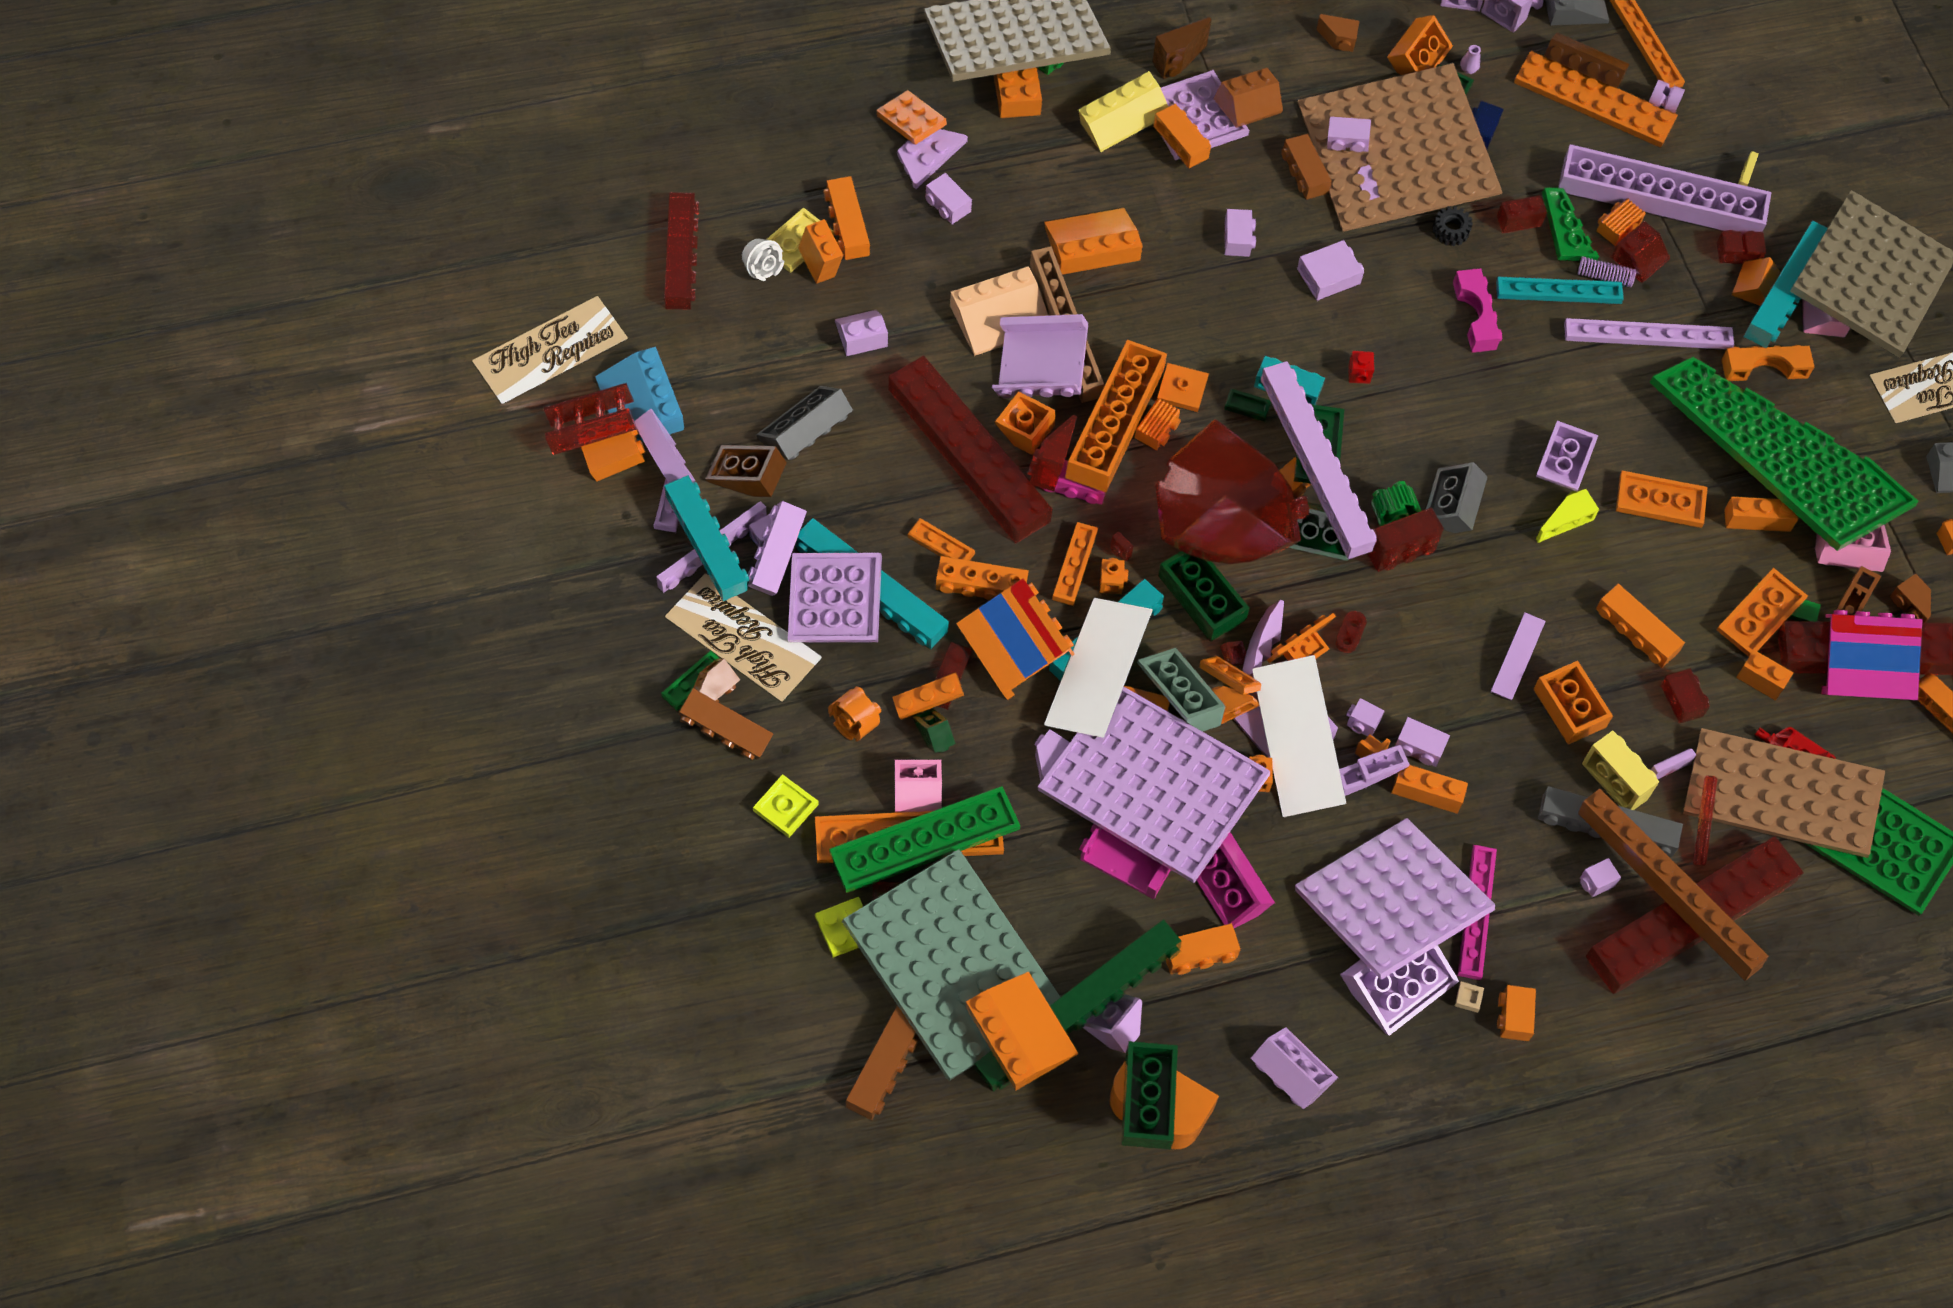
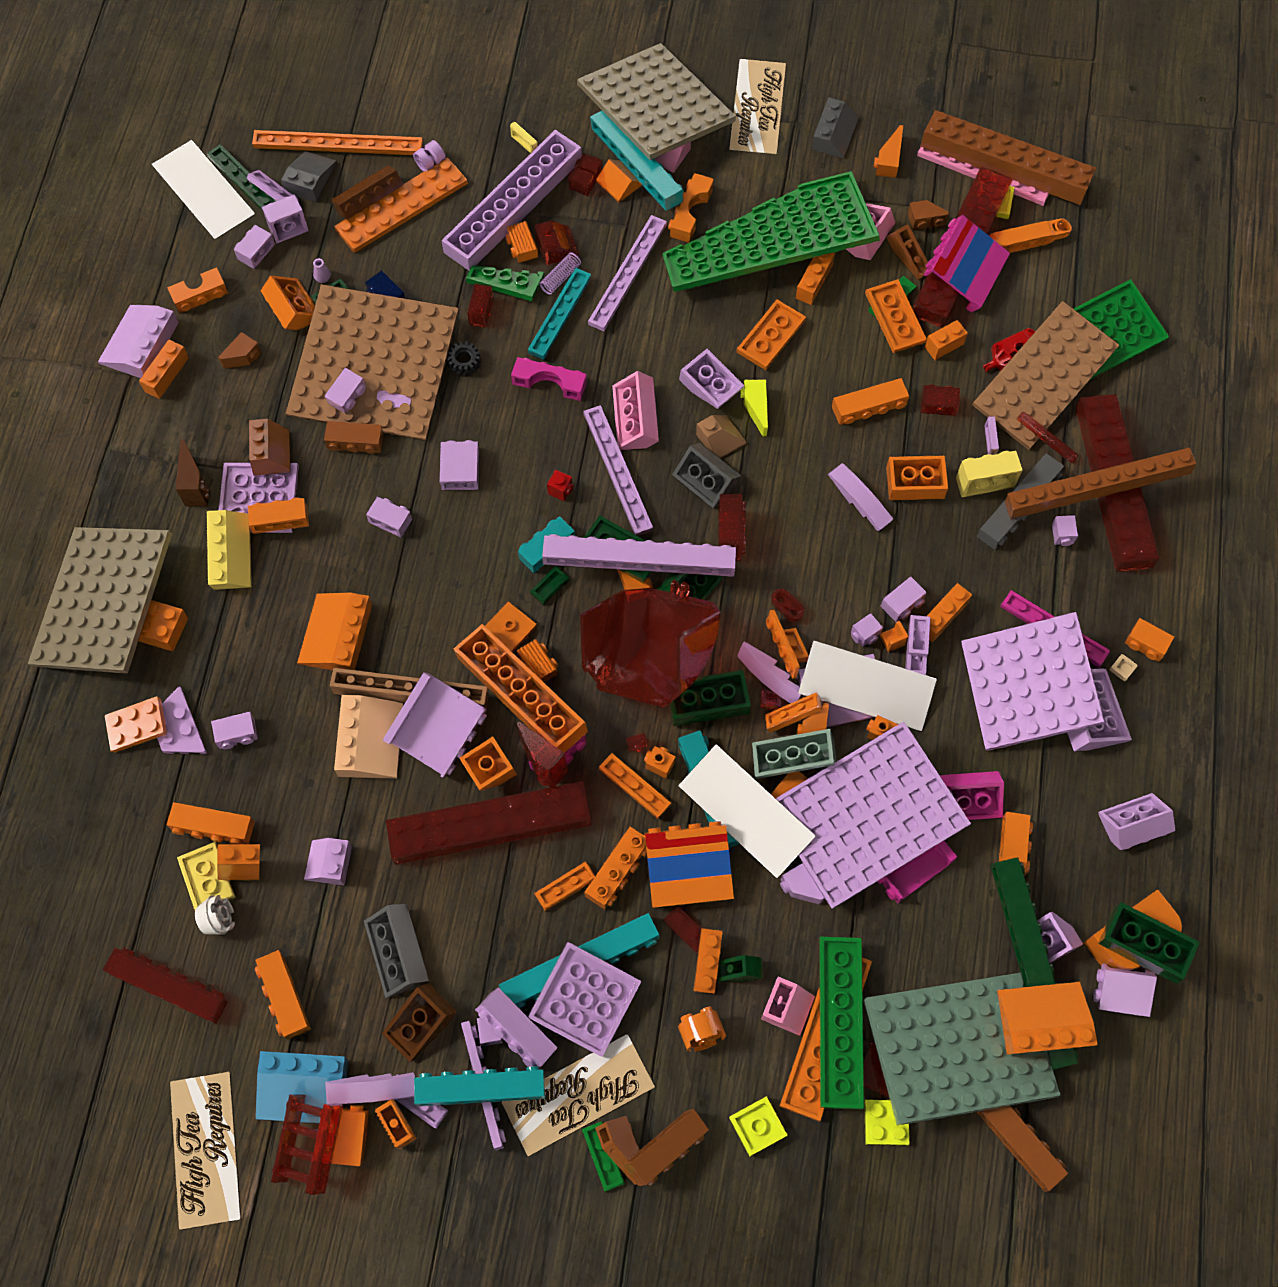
camera: 60 degrees left, 5 degrees up
(641, 487) = (395, 1124): none -> orange brick
(716, 345) = (282, 995): none -> orange brick
(1093, 1109) = (1125, 990): none -> lavender panel
(1394, 503) = (698, 519): green brick -> none
(1410, 415) = (618, 471): none -> lavender plate
(1488, 405) = (635, 412): none -> bright pink slope
(1509, 494) = (719, 435): none -> medium nougat slope

